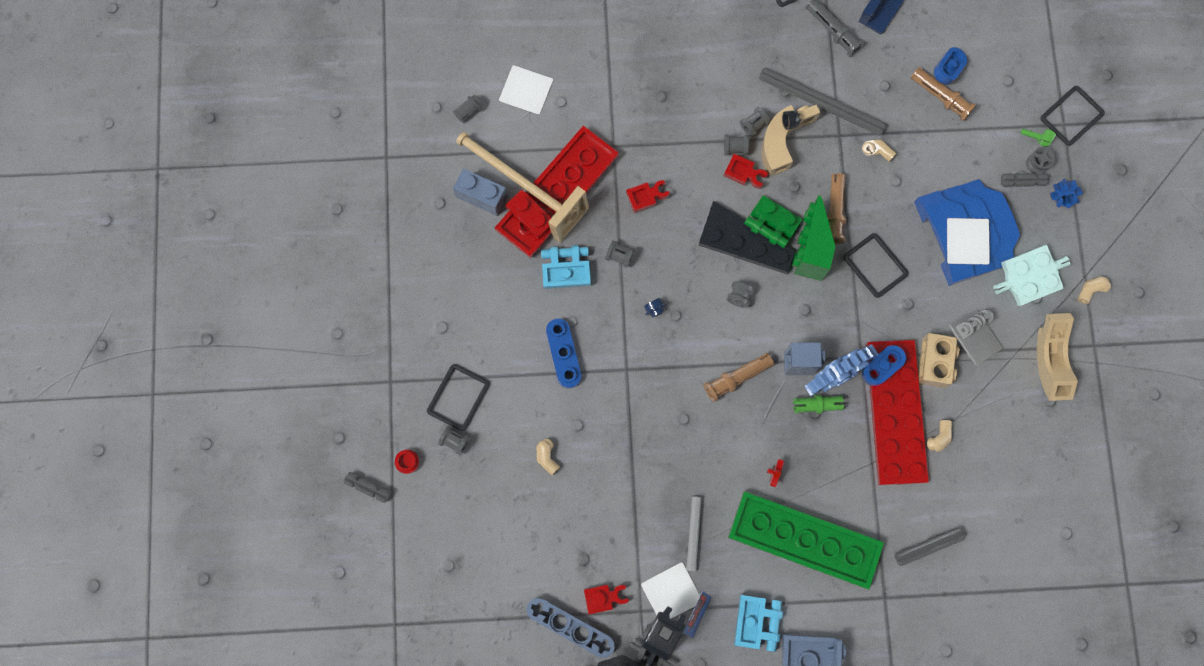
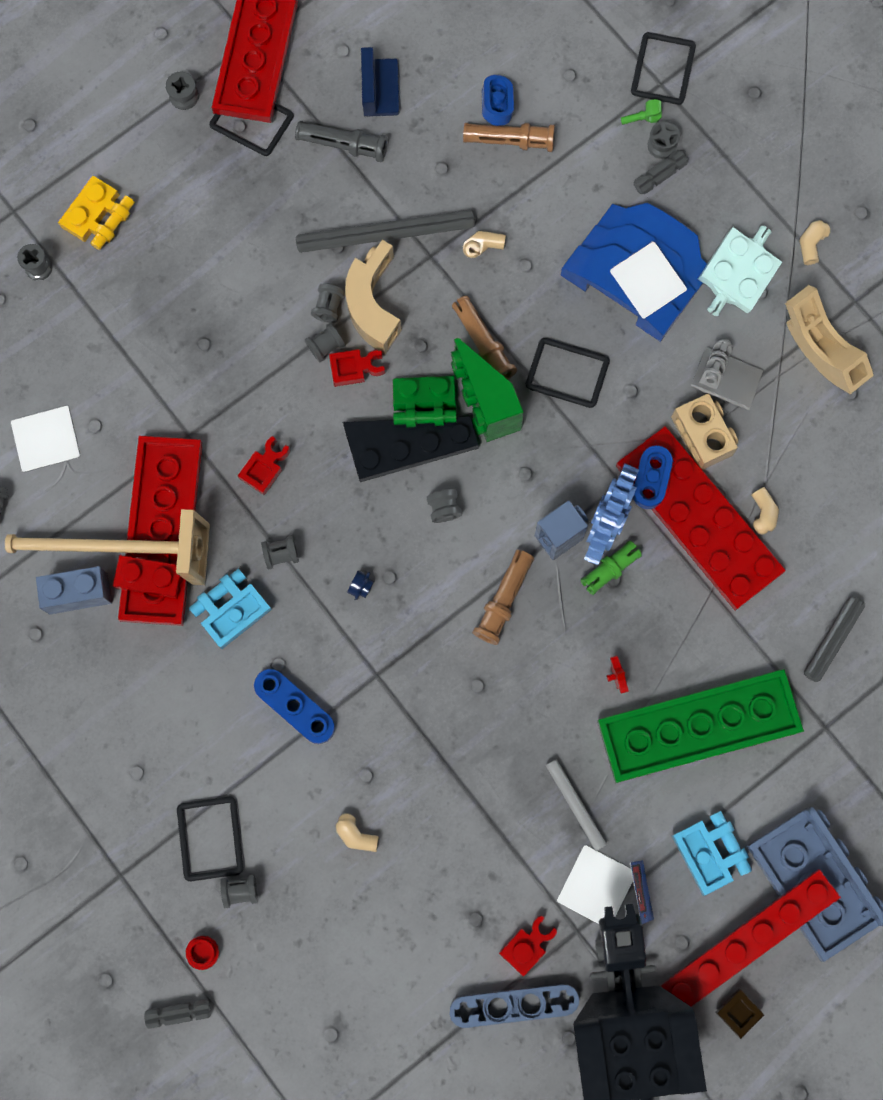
camera: 30 degrees left, 0 degrees up
(790, 119) = (366, 275): black hinge -> none
(1066, 193) = (715, 157): blue gear -> none

